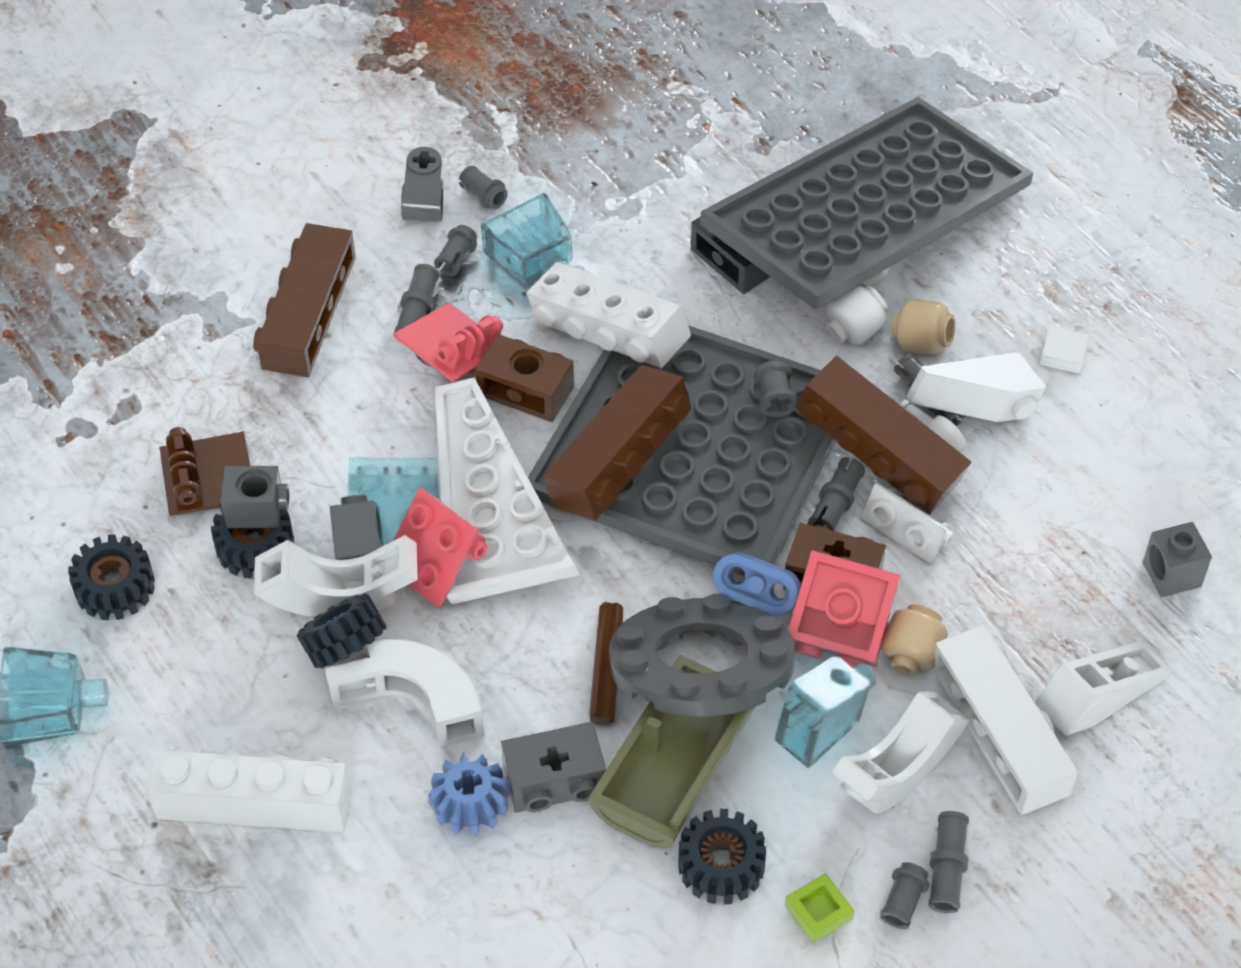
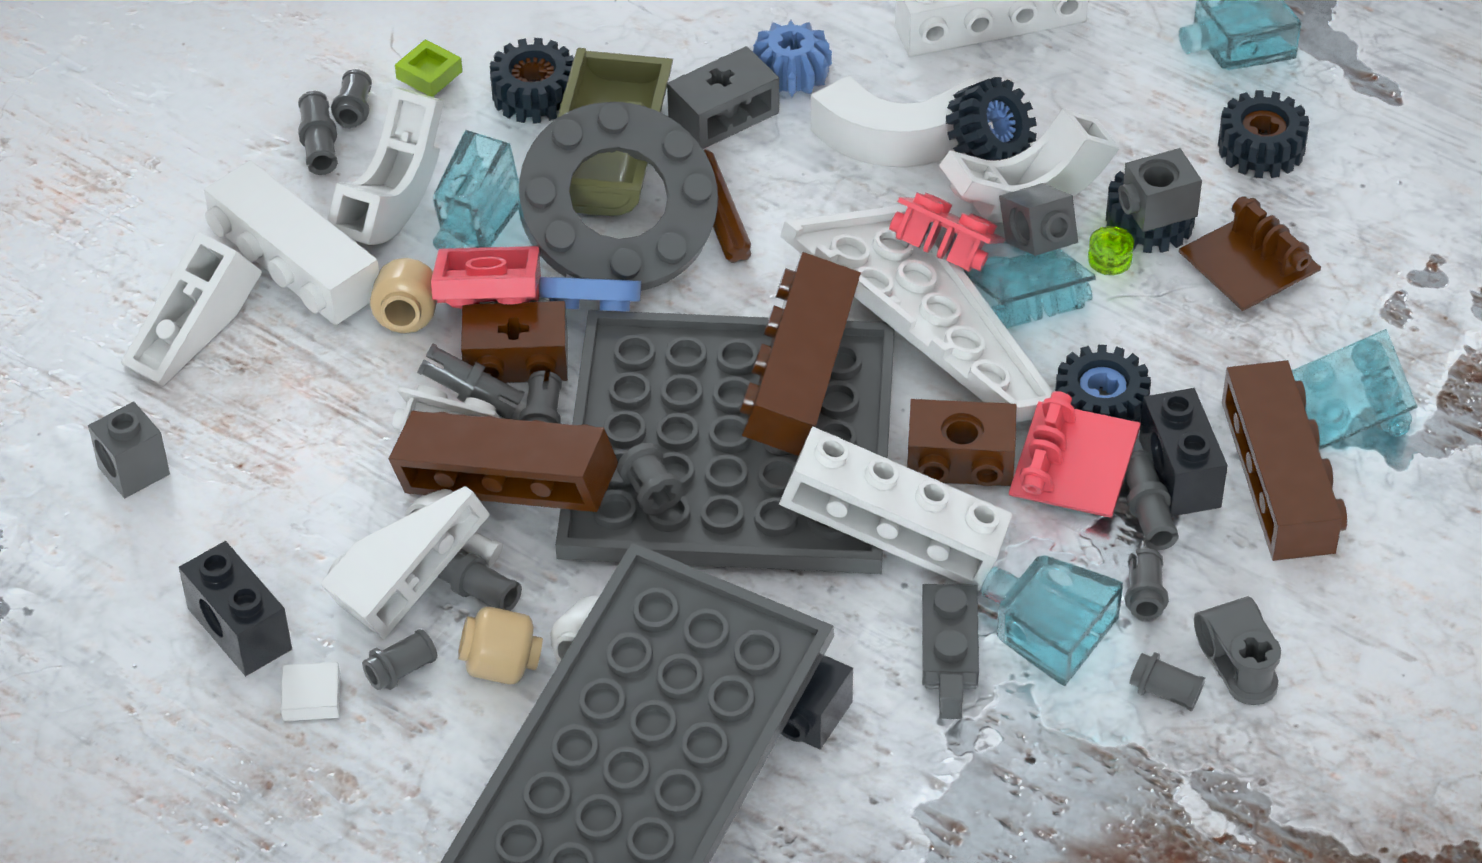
camera: 160 degrees right, 5 degrees down
(213, 336) = (1357, 390): none -> clear light blue hinge
(306, 503) = (1110, 250): none -> clear neon green bush
(372, 319) = (1183, 450): none -> black brick
(397, 407) = (1109, 371): none -> black bush
(613, 246) = (950, 643): none -> dark grey hinge
(884, 530) = (470, 381): none -> dark grey pin
(1003, 343) = (389, 665): none -> dark grey pin
(1111, 405) = (235, 608): none -> black brick

